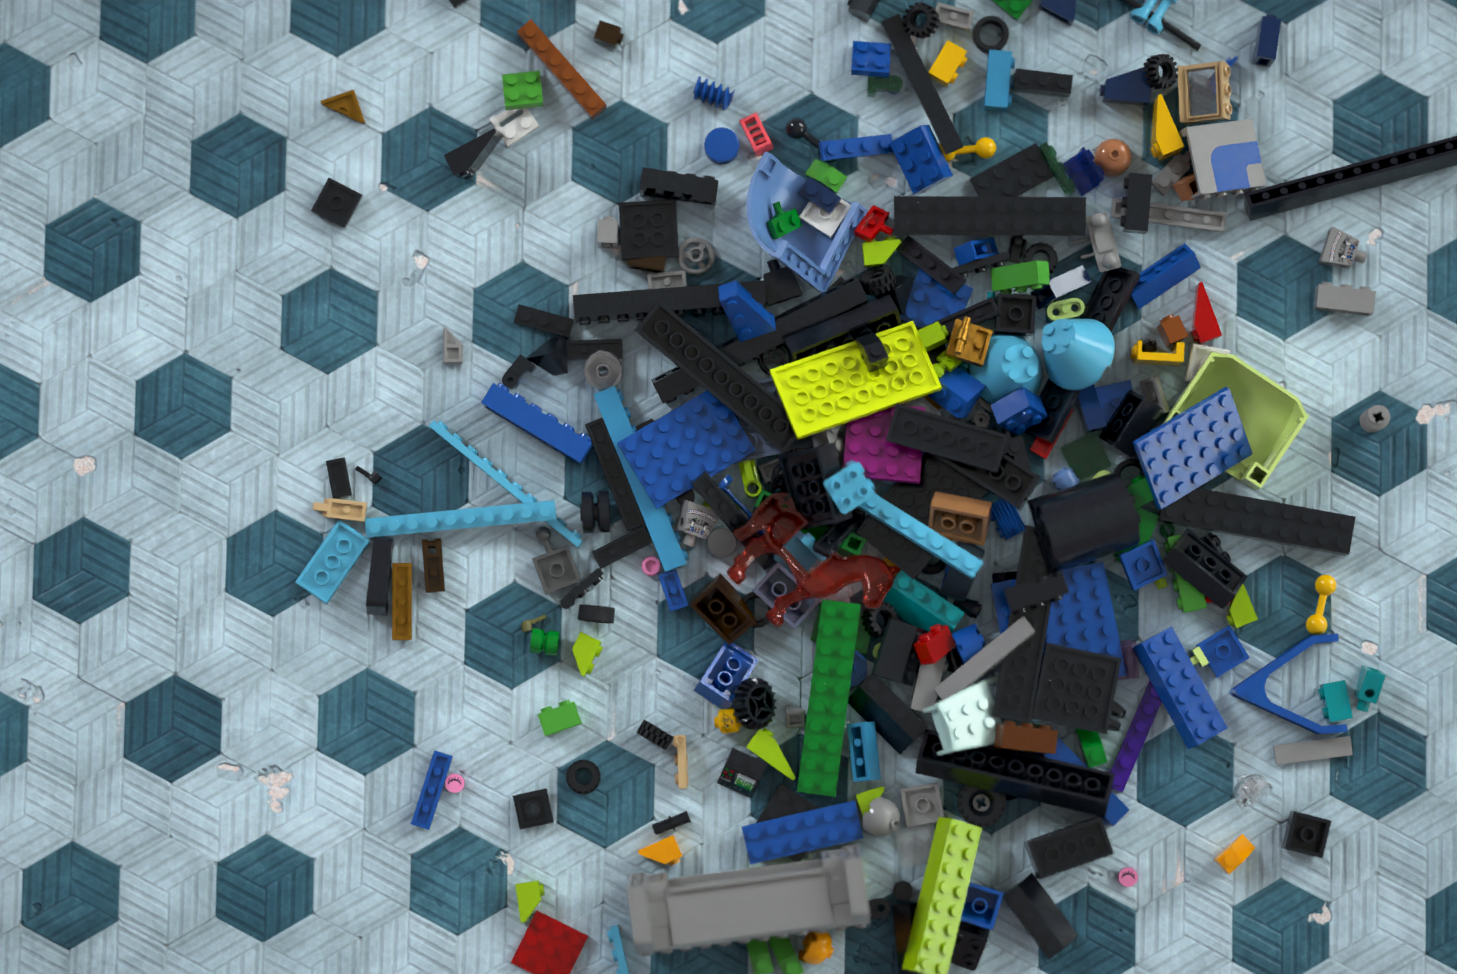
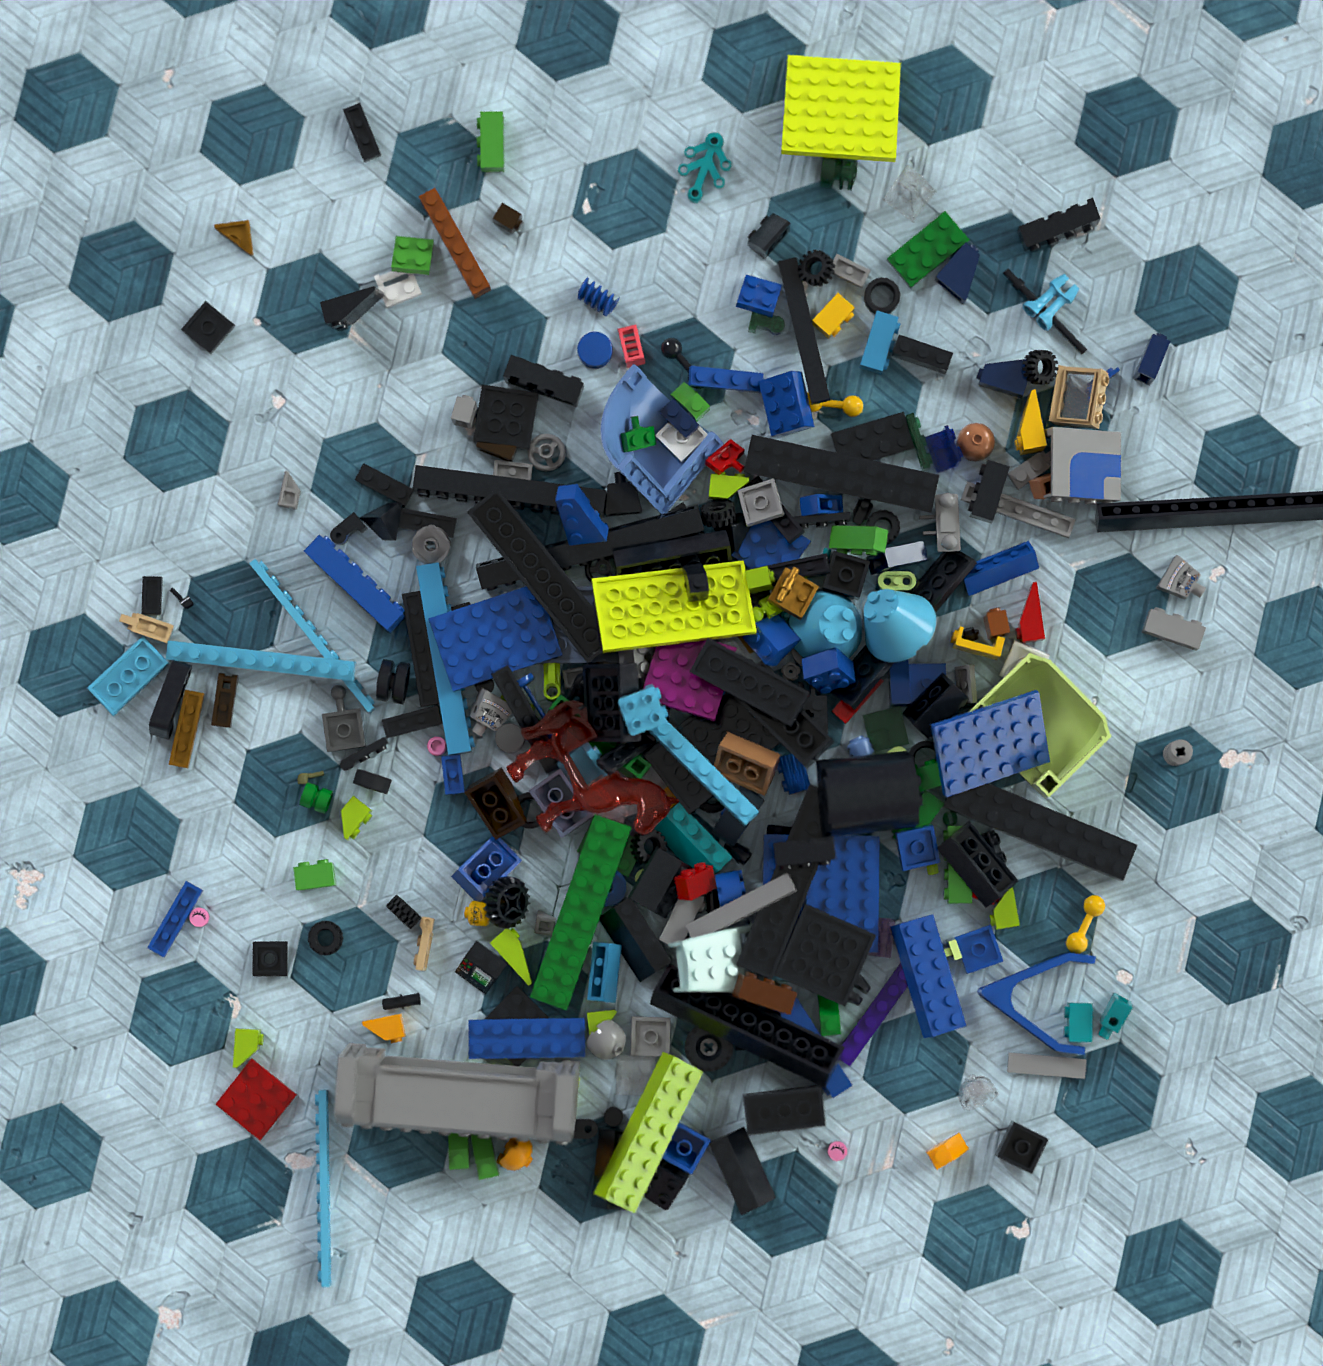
camera: 20 degrees right, 0 degrees up
(917, 261) = (760, 502): none -> light grey plate

